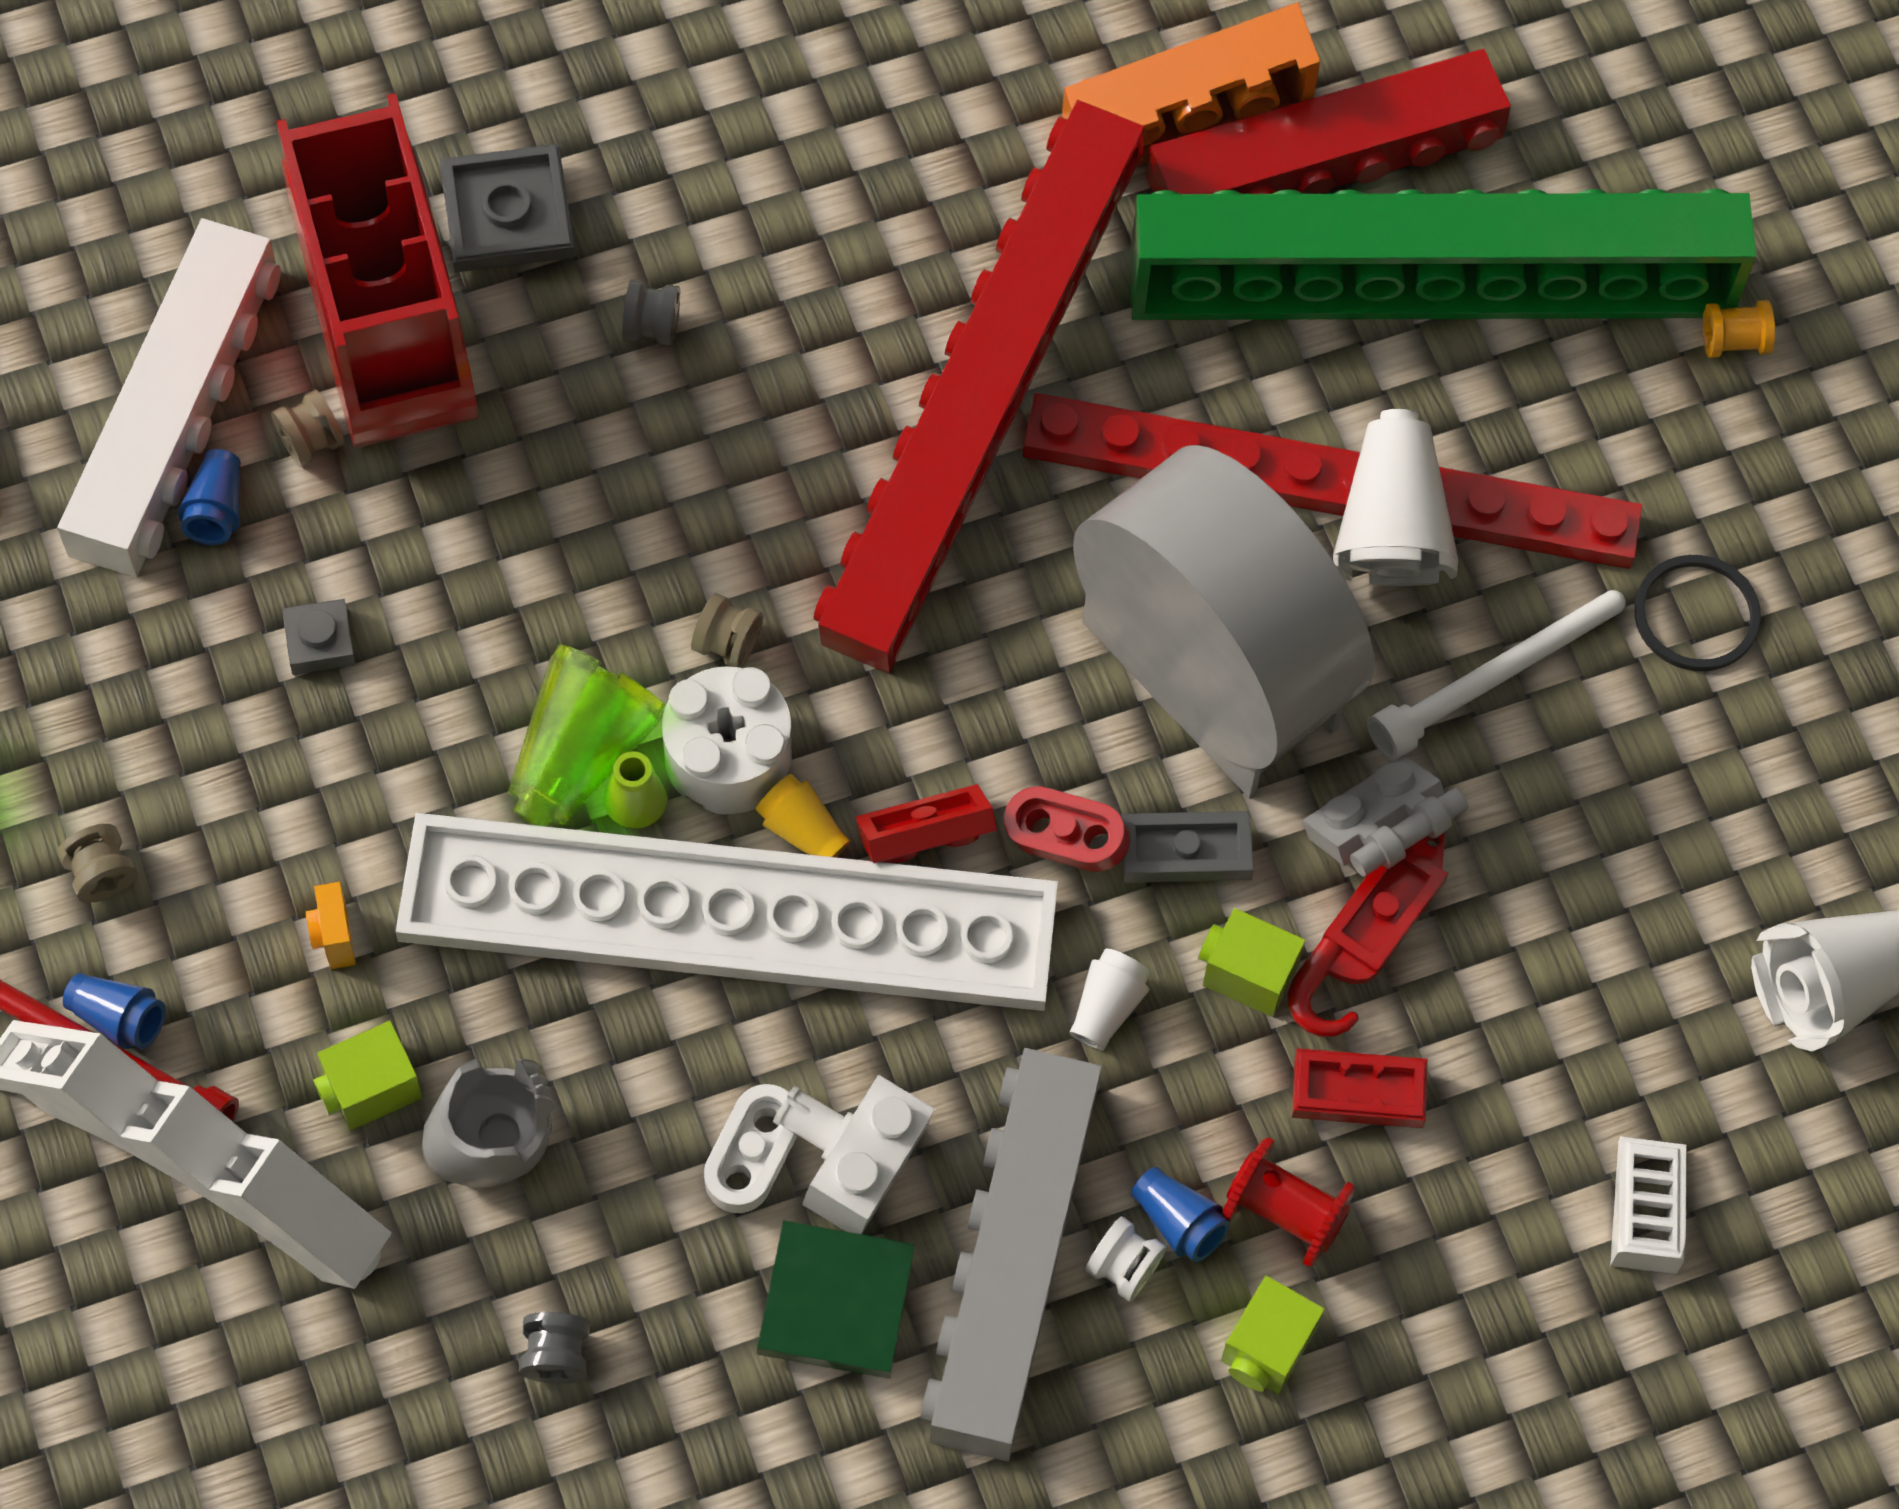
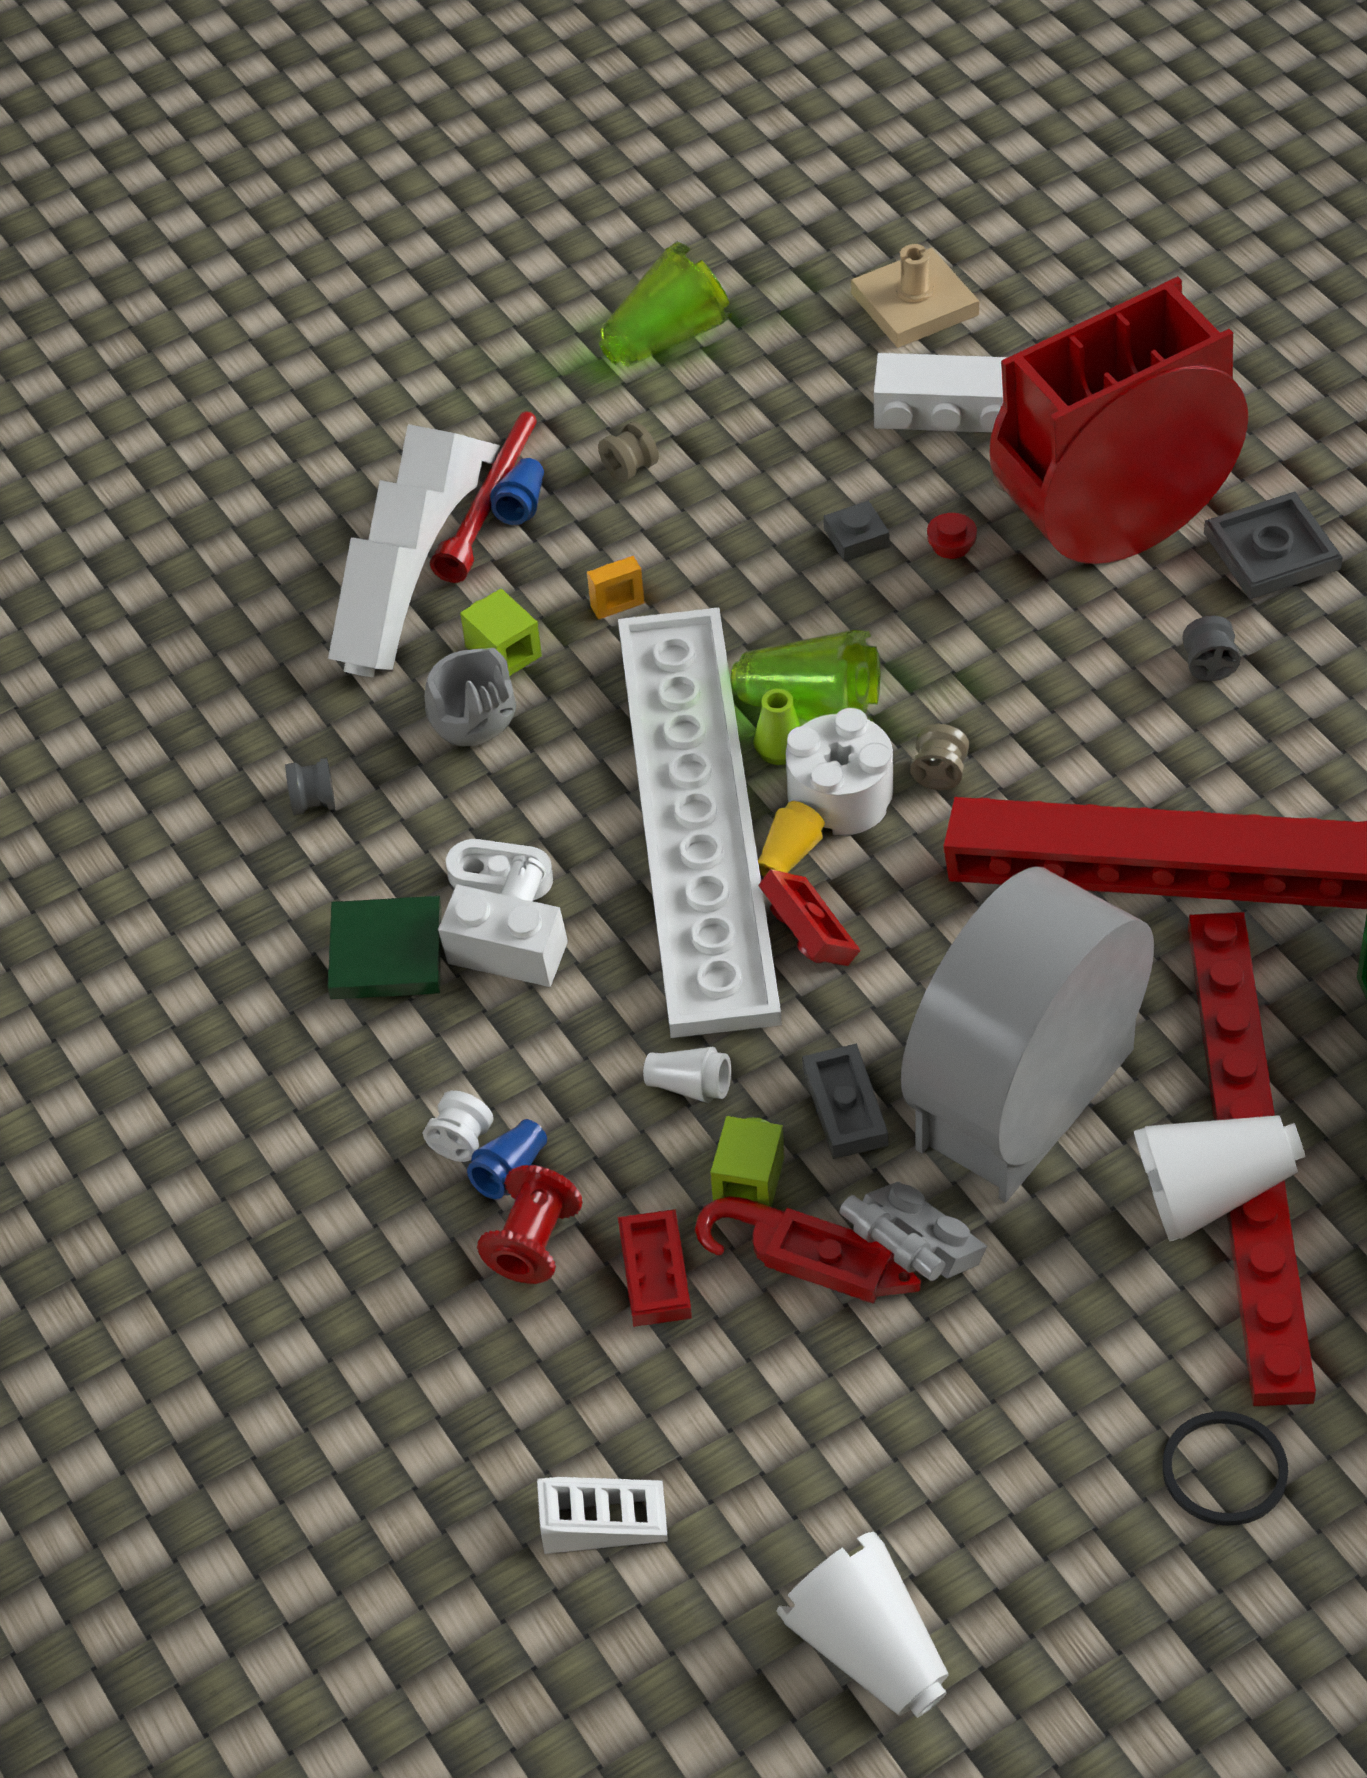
camera: 85 degrees right, 15 degrees down
(213, 500) = (946, 441): blue cone -> none
(366, 532) = (951, 535): none -> red plate
(1014, 1254) = (447, 1050): light grey brick -> none
(1070, 831) = (830, 1009): plate -> none
(1271, 1336) = (411, 1239): lime brick -> none
(1399, 728) = (1010, 1236): white piece -> none

